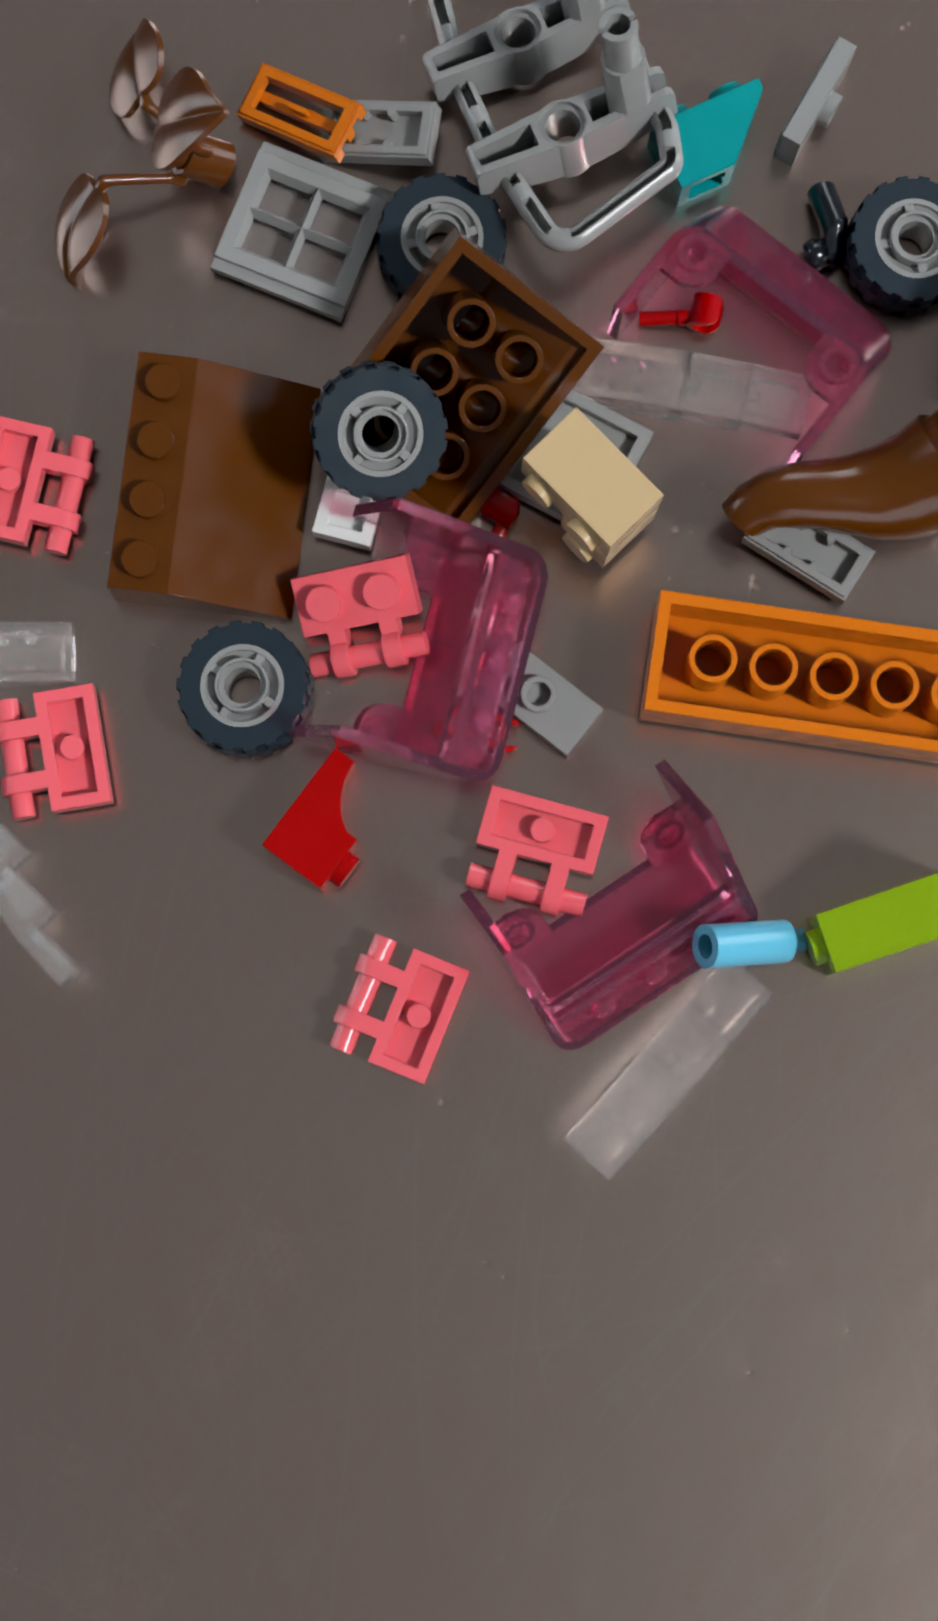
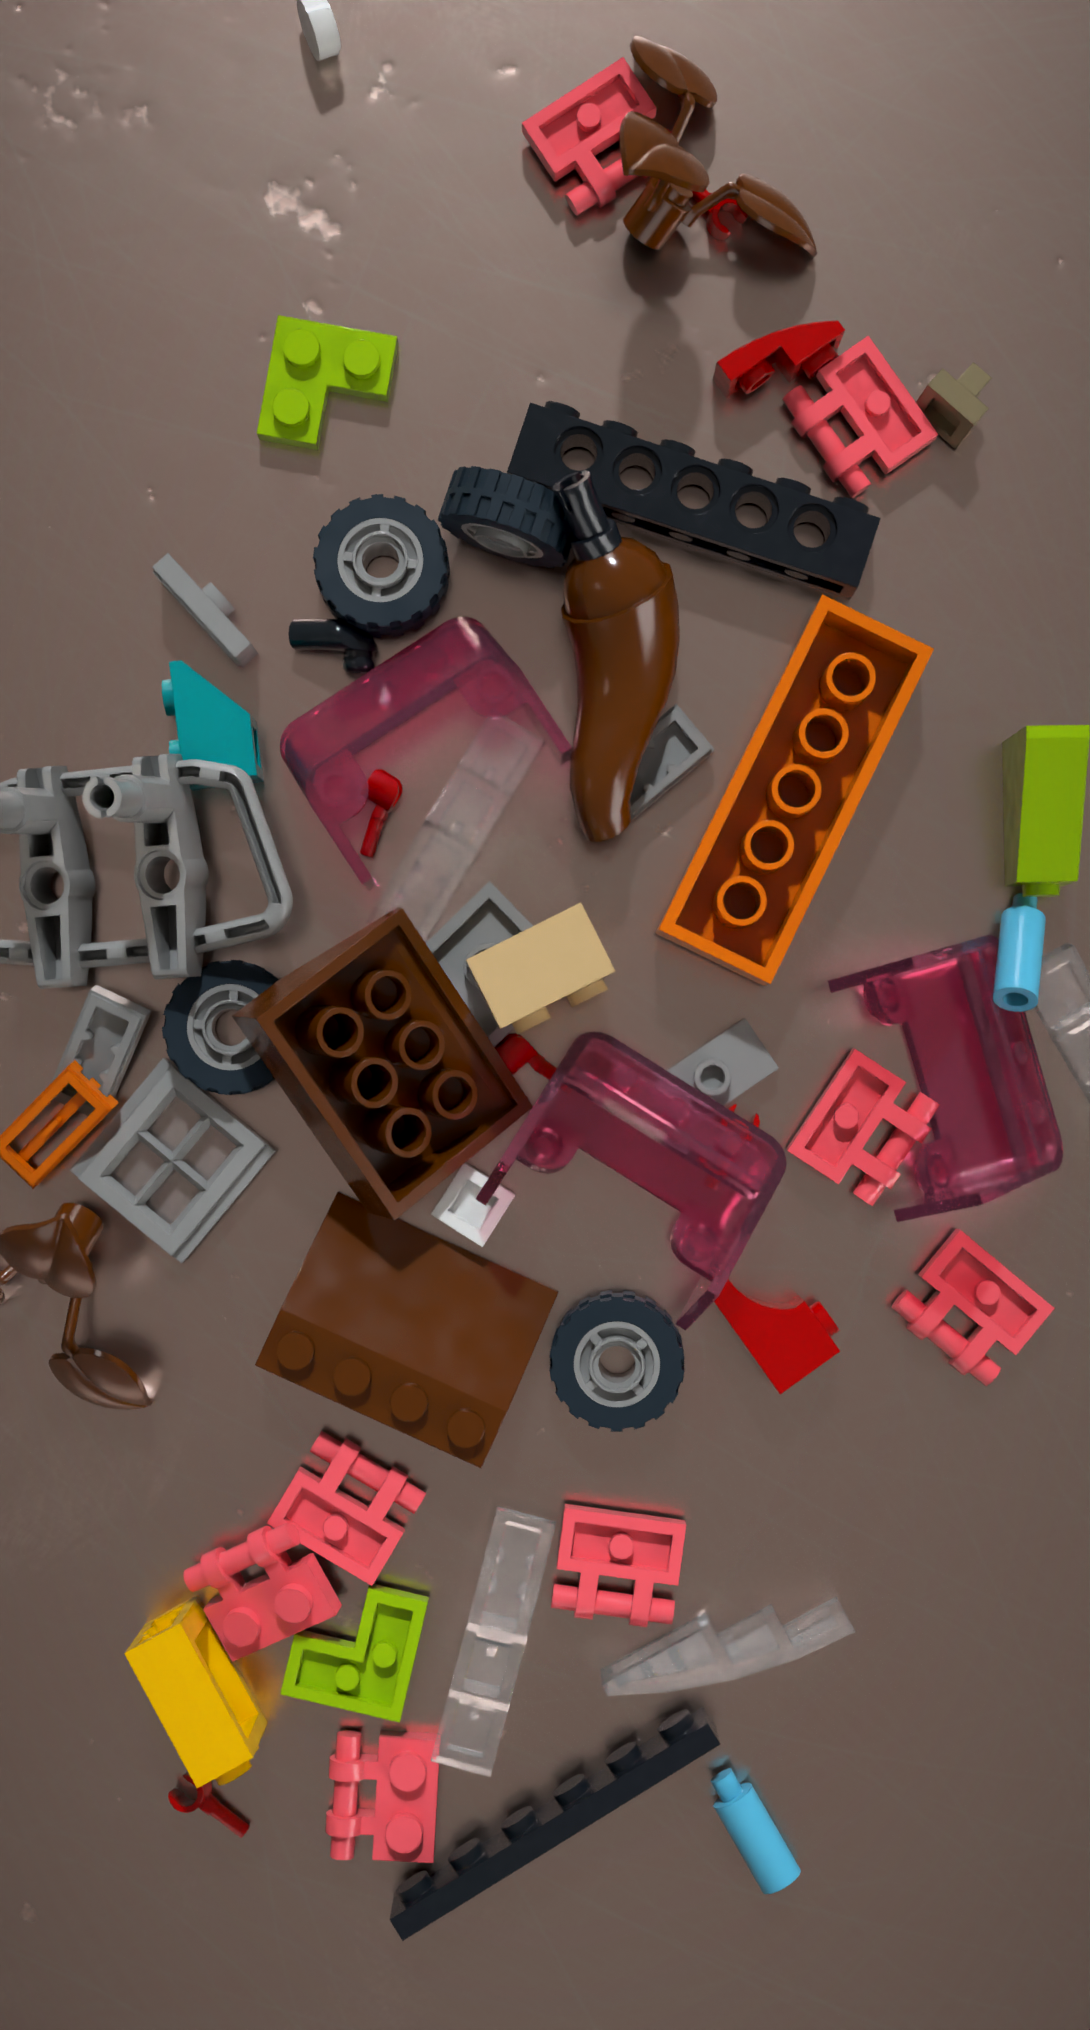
camera: 70 degrees left, 5 degrees up
(356, 597) = (562, 1224): coral plate -> none
(402, 460) = (453, 1165): black wheel -> none

